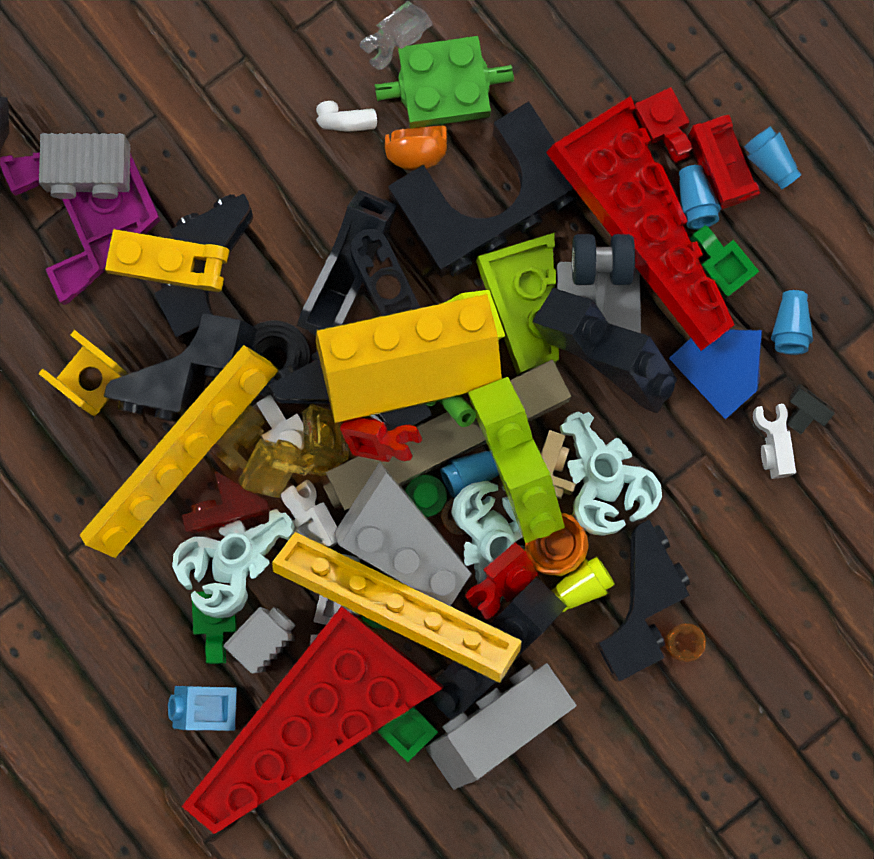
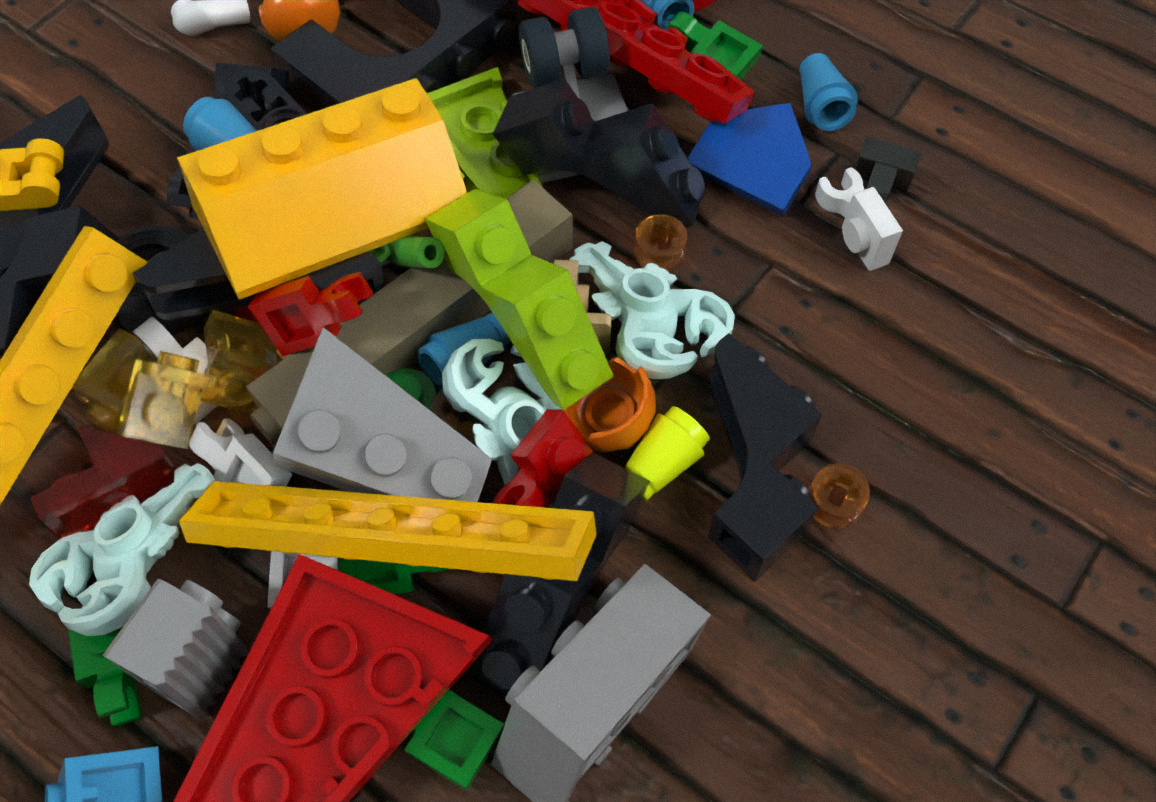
camera: 15 degrees left, 20 degrees down
(347, 286) = (214, 122): none -> dark azure cone
(639, 429) = (661, 227): none -> clear orange bush

